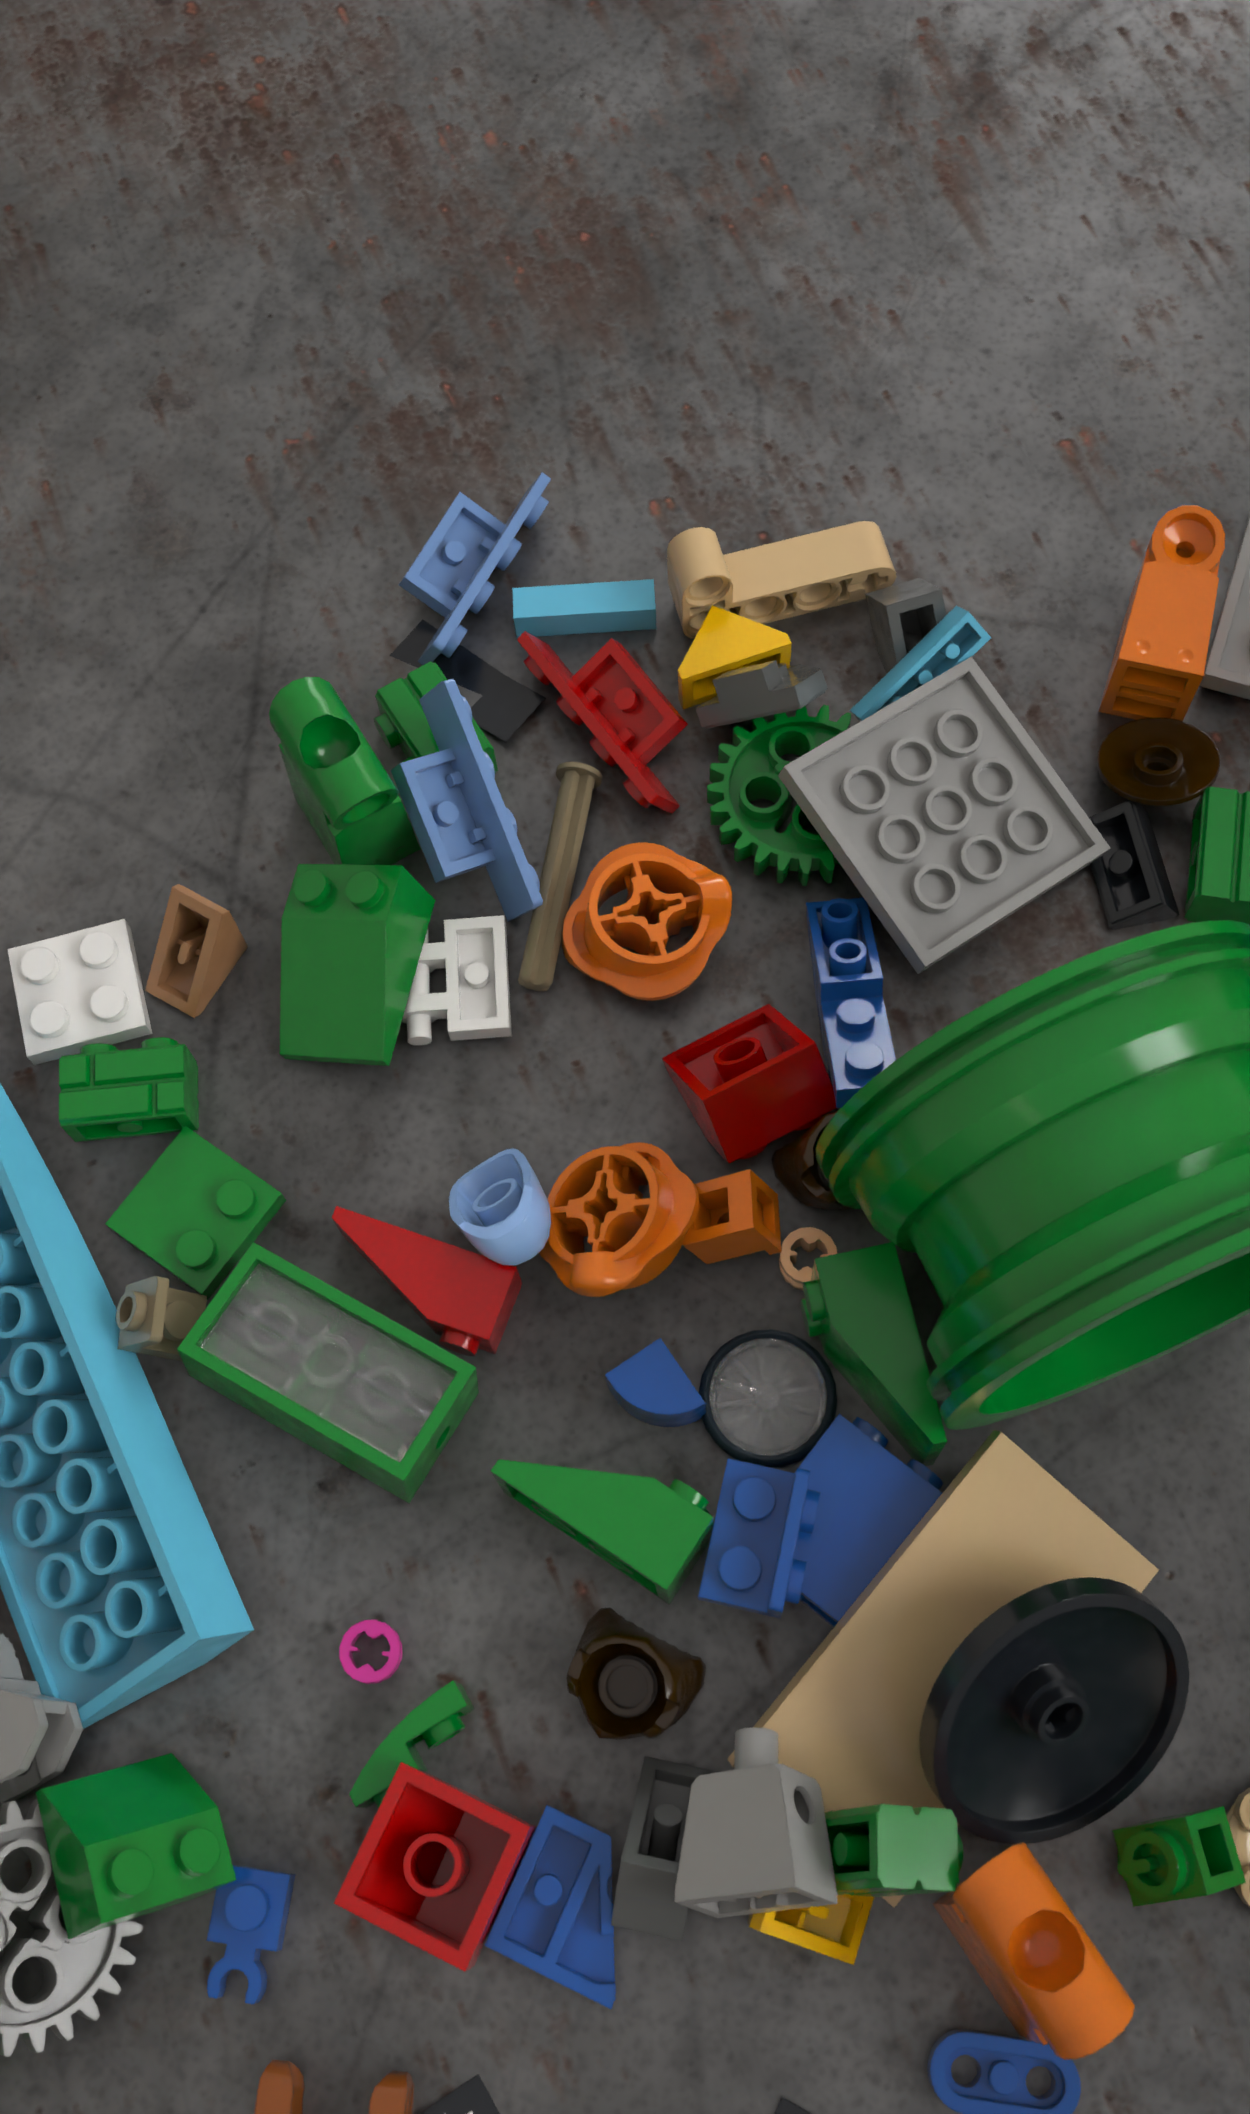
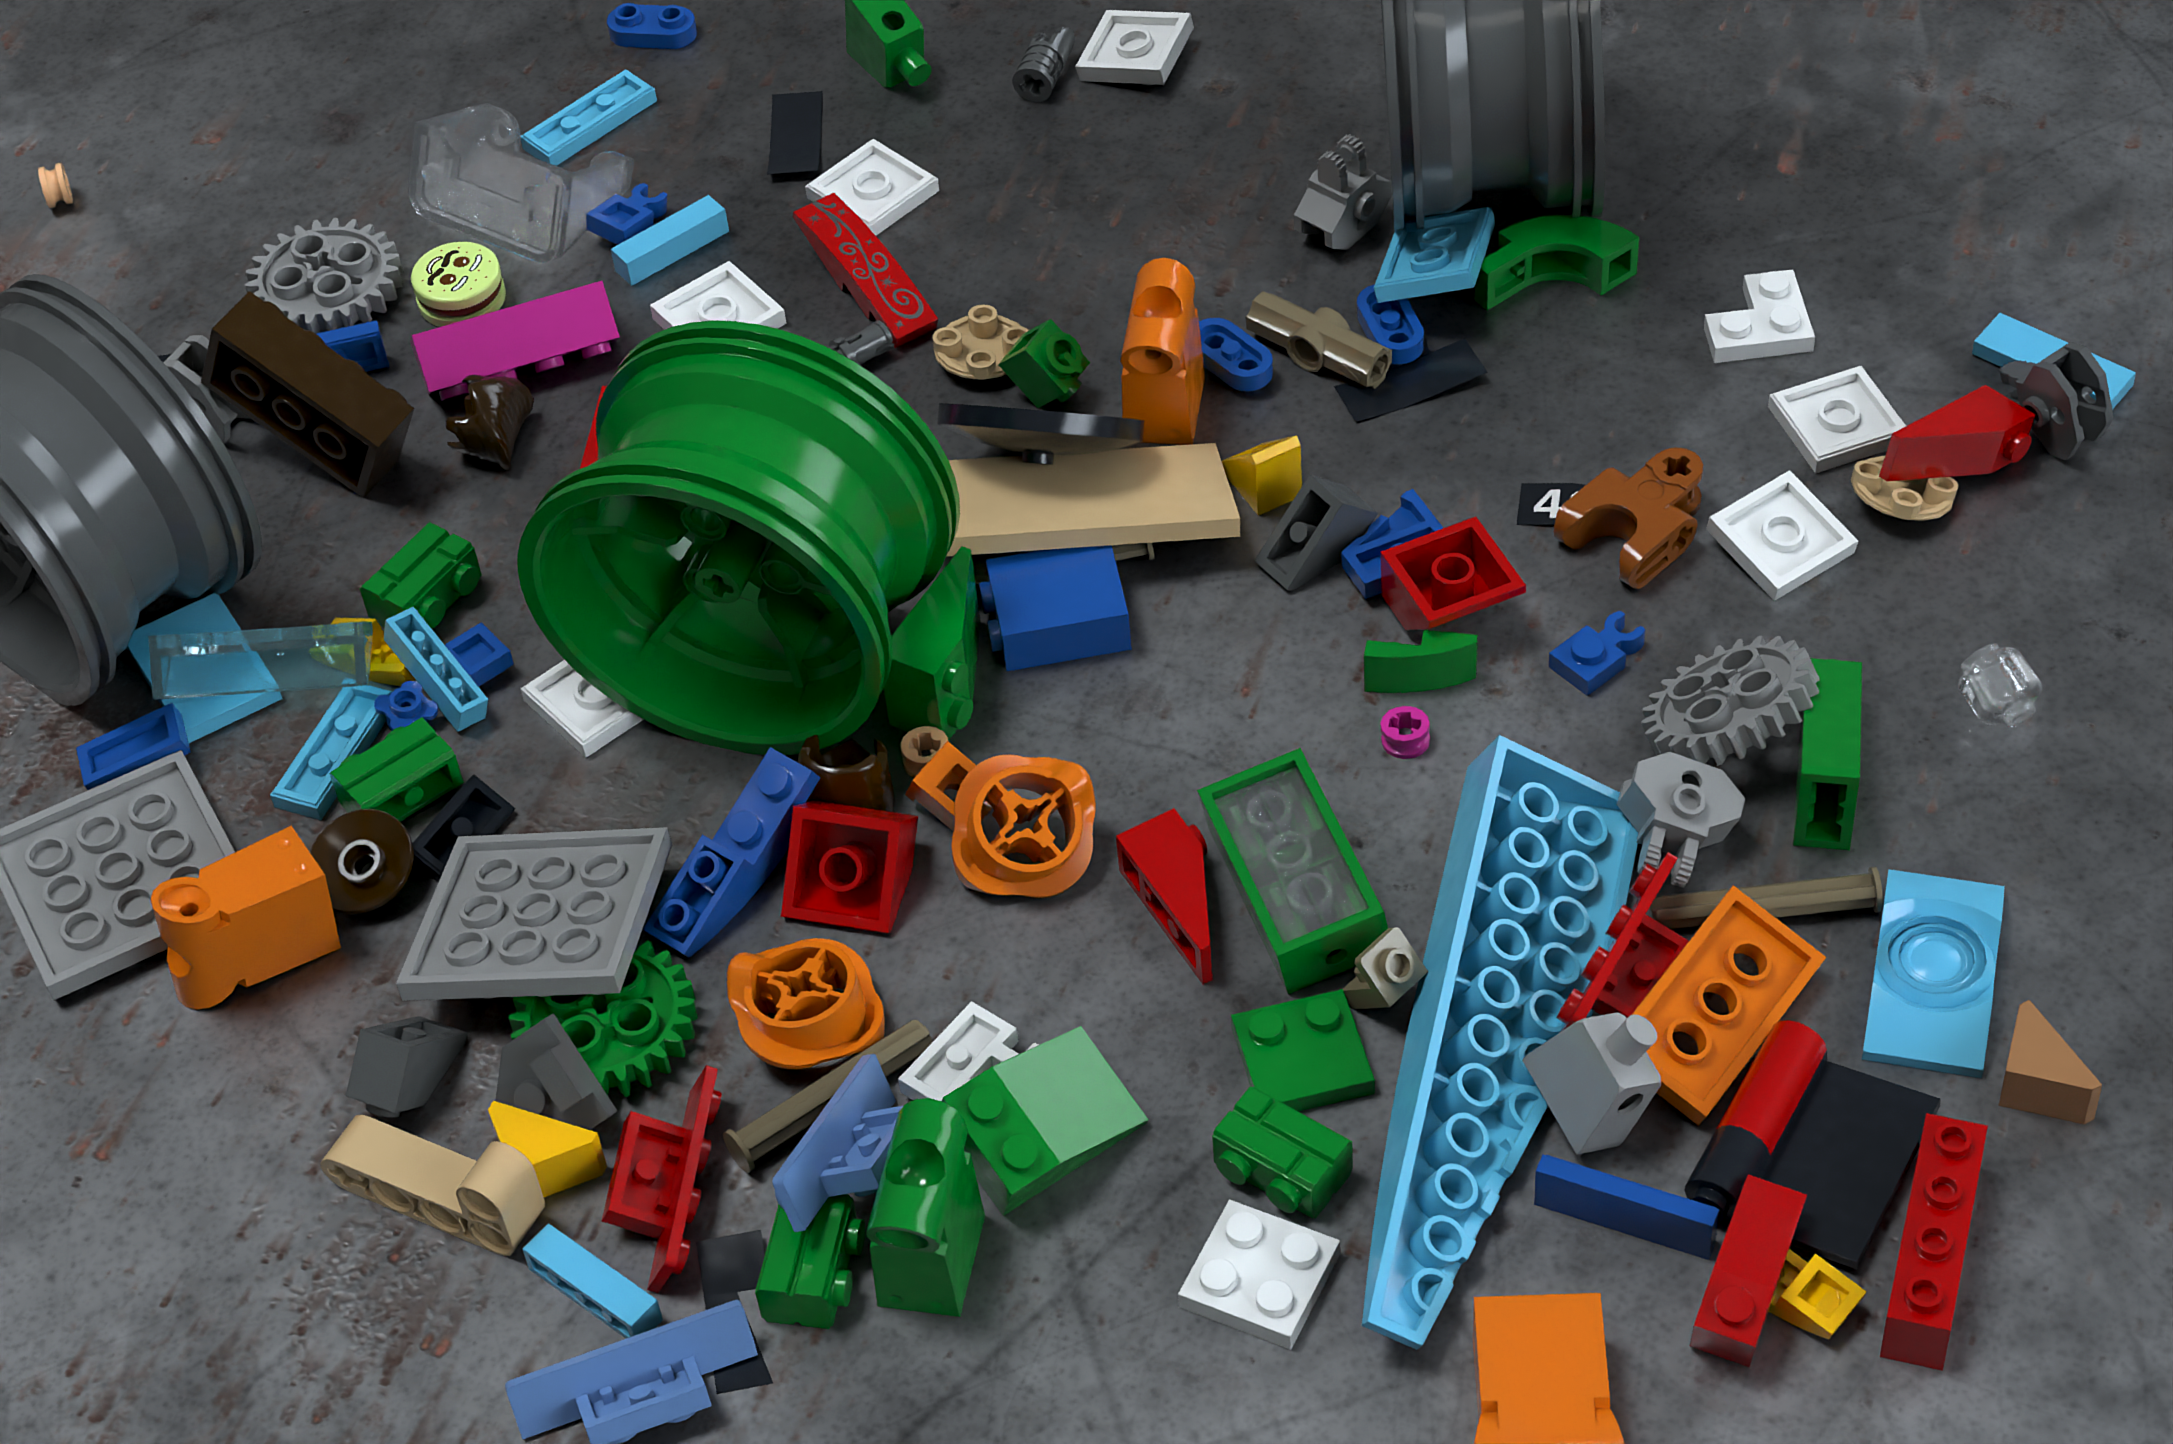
camera: 140 degrees left, 20 degrees down
(132, 1843) = (1628, 694): green slope -> none
(193, 951) = (1146, 1222): medium nougat slope -> none
(502, 1208) = (1088, 879): light blue piece -> none
(622, 1518) = (1187, 668): green slope -> none
(631, 1679) = (1258, 615): dark brown hair -> none
(656, 1388) = (1095, 736): blue brick -> none
(755, 1836) = (1257, 459): light grey torso -> none
(756, 1538) = (1113, 594): blue bracket -> none
(767, 1397) = (1031, 706): clear wheel -> none
(894, 1850) = (1198, 415): green brick -> none
(944, 647) = (435, 1016): medium azure piece -> none

